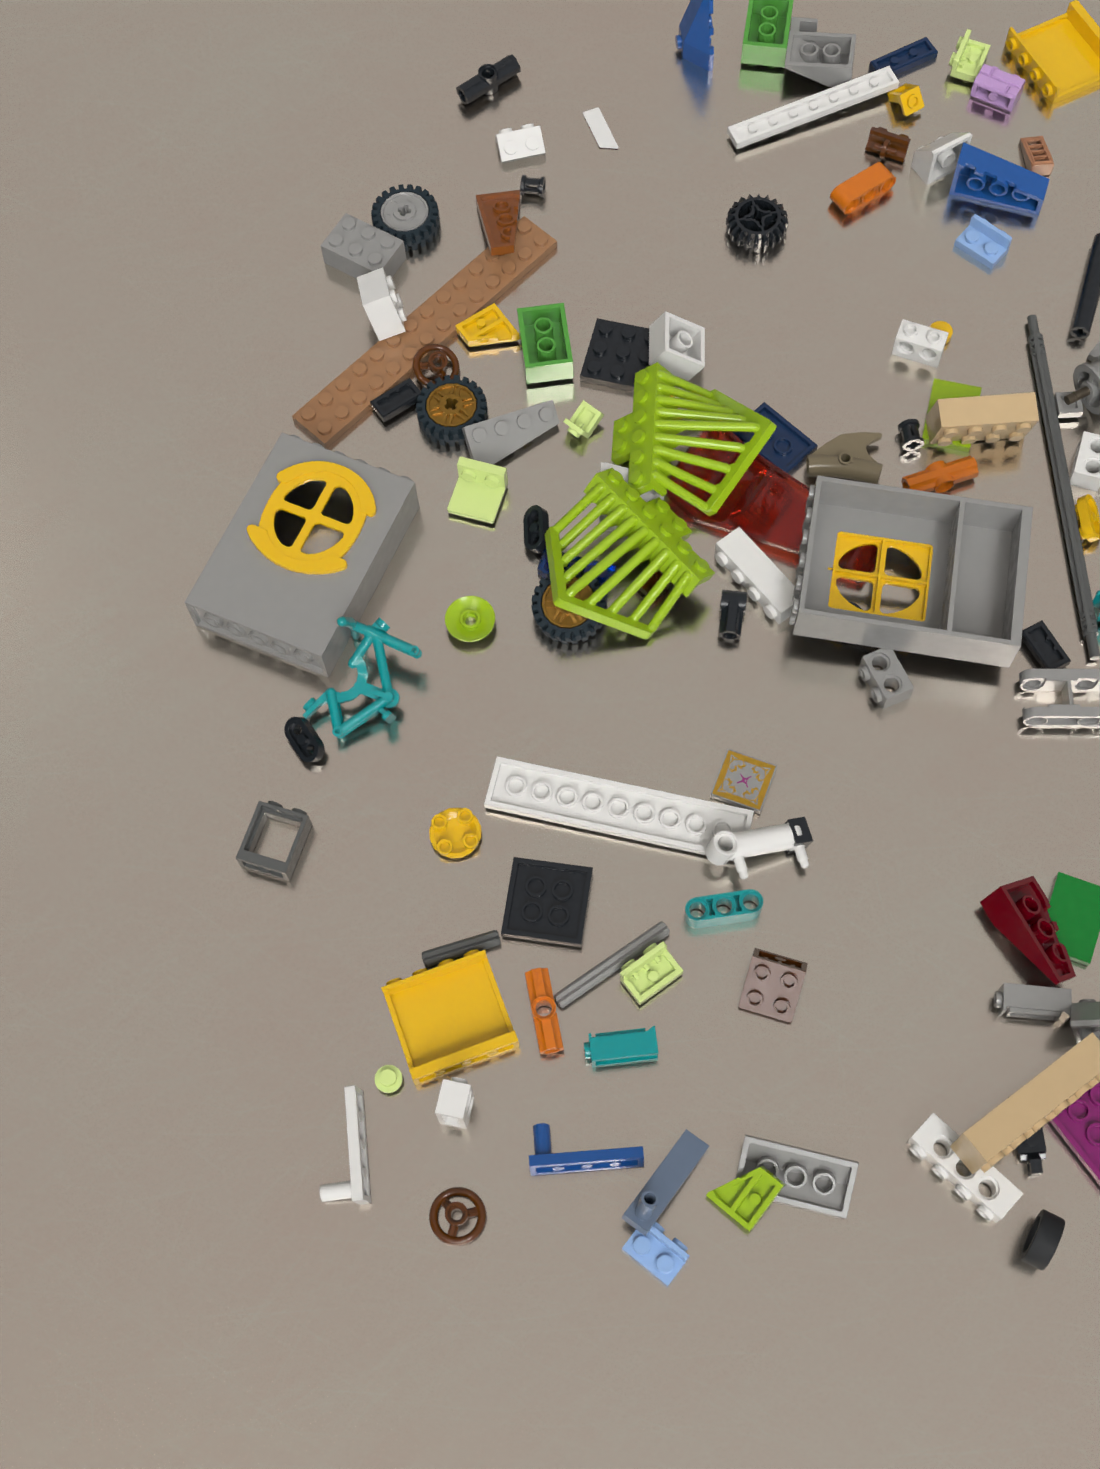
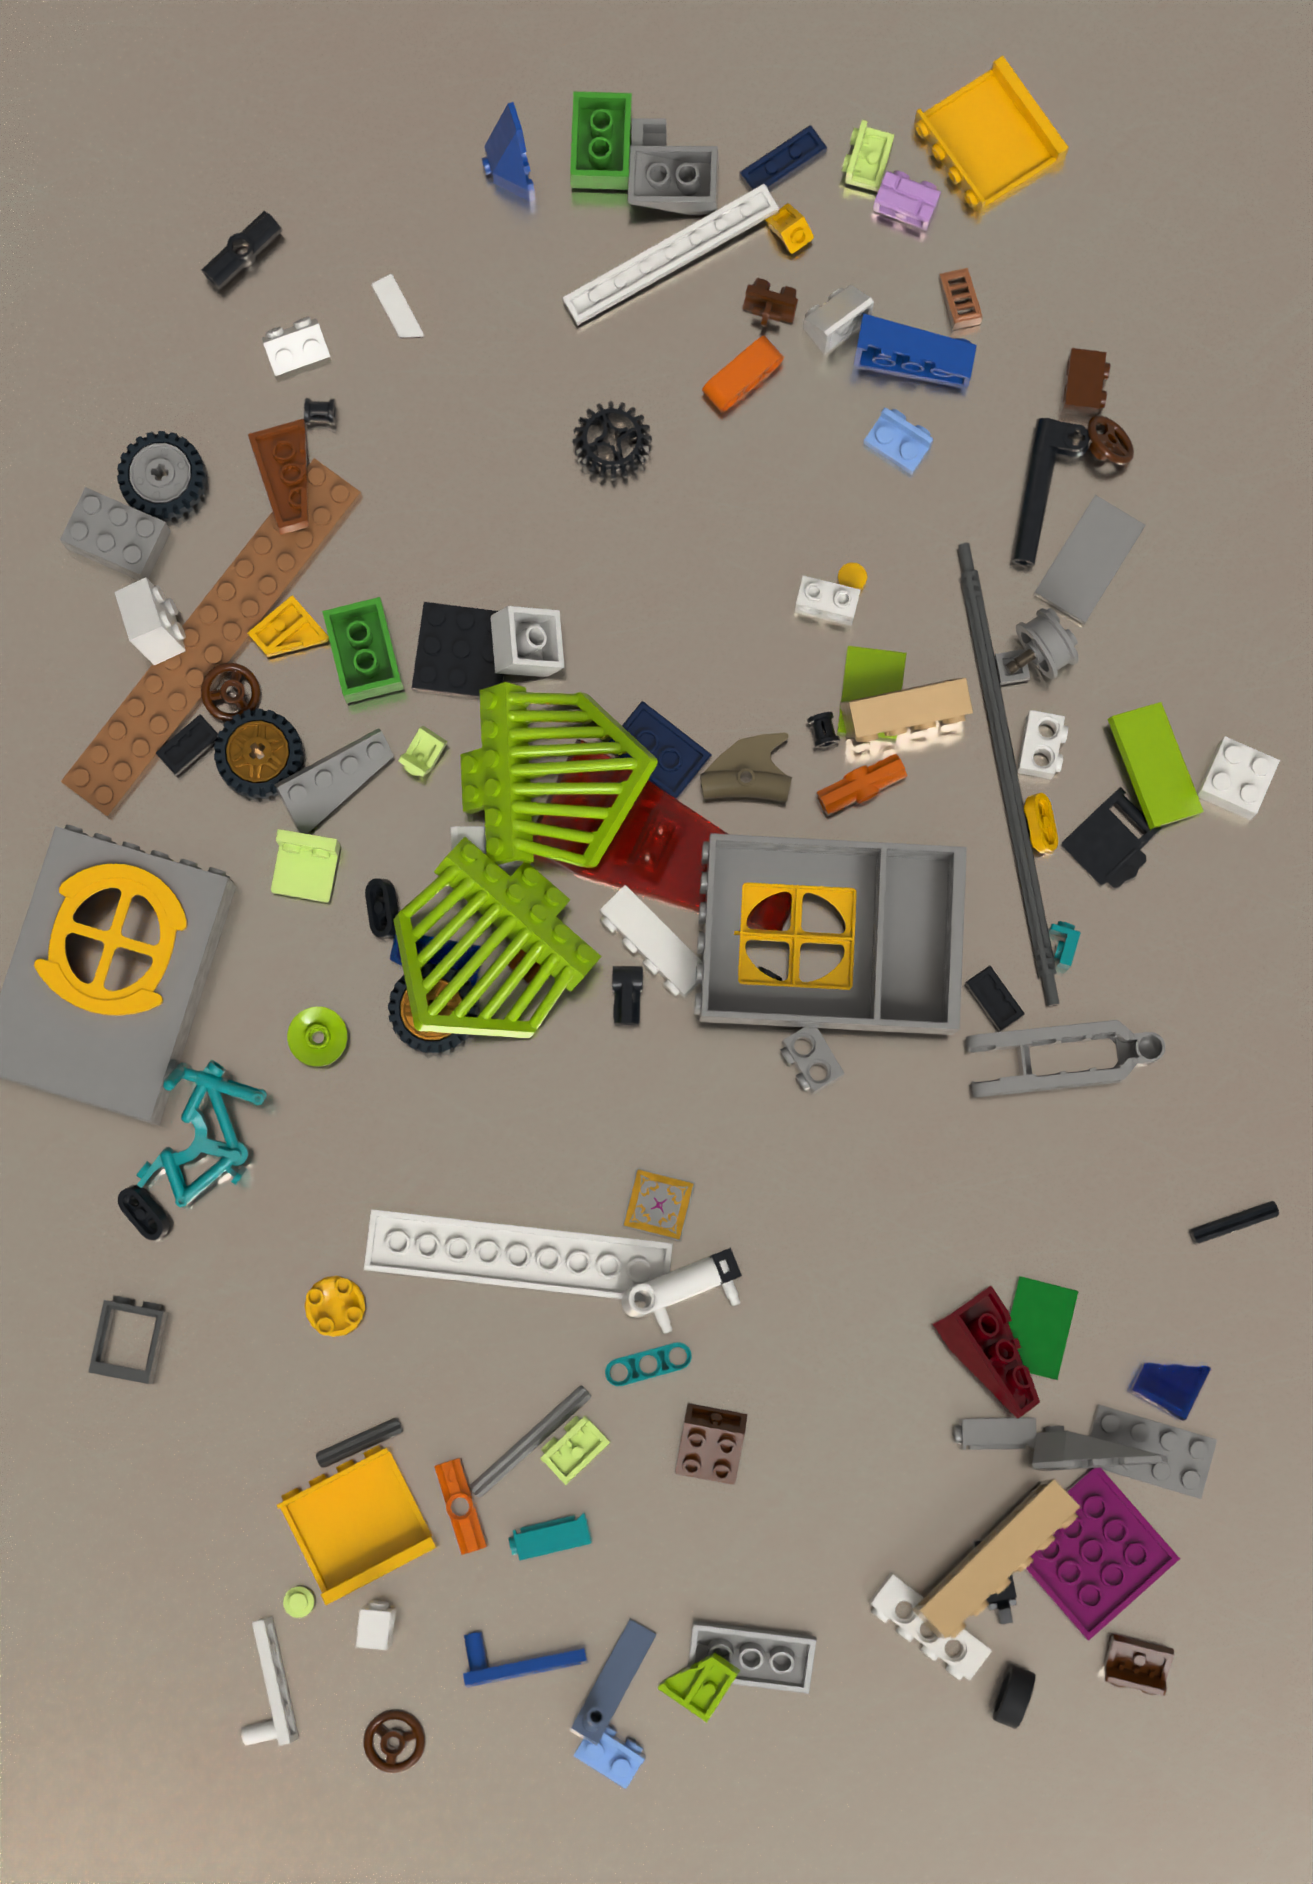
camera: 10 degrees left, 15 degrees up
(547, 902) = (449, 1377): black plate -> none

